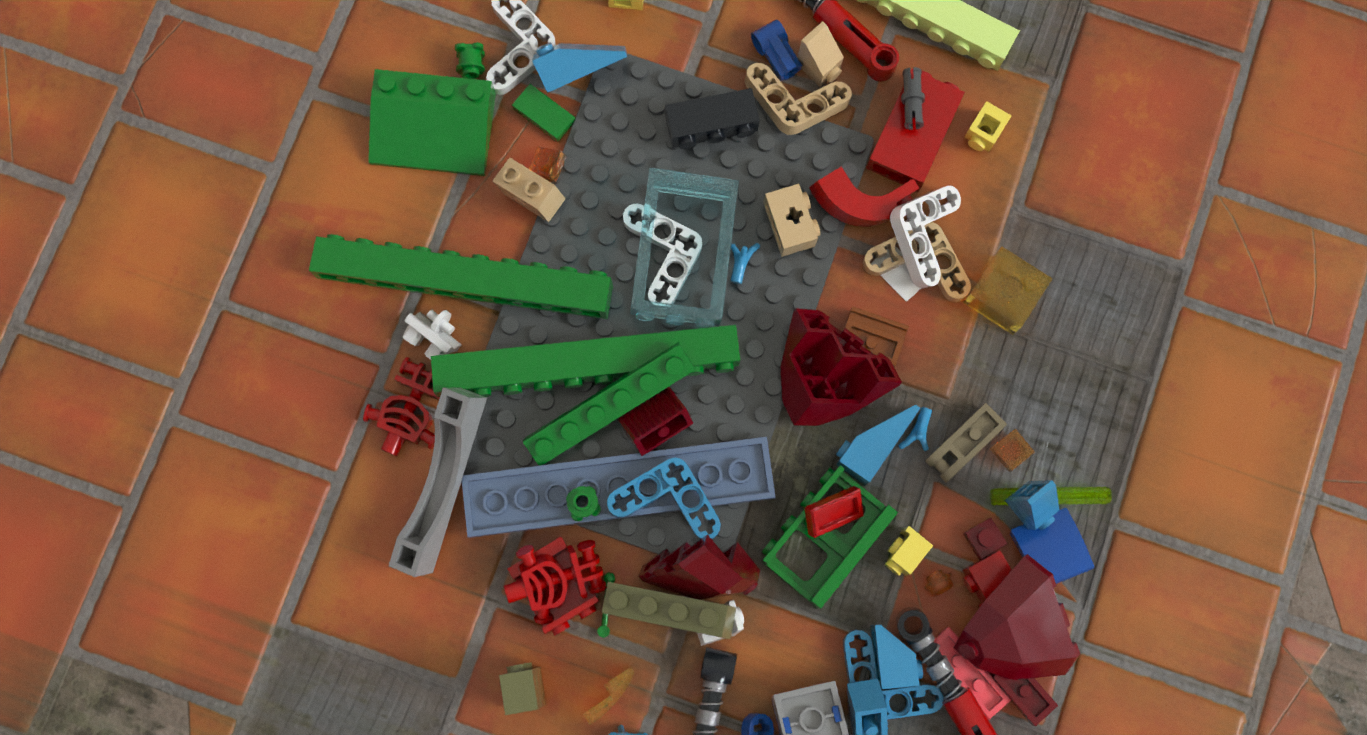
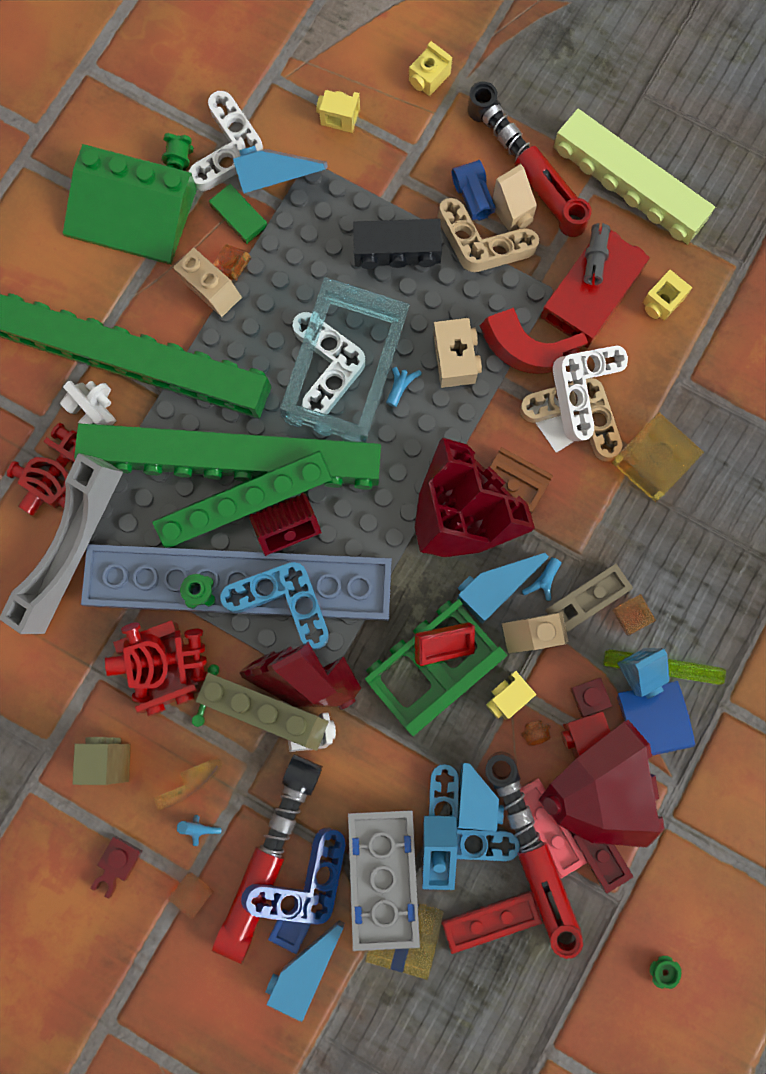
camera: 15 degrees right, 0 degrees up
(920, 485) = (535, 633): none -> tan slope

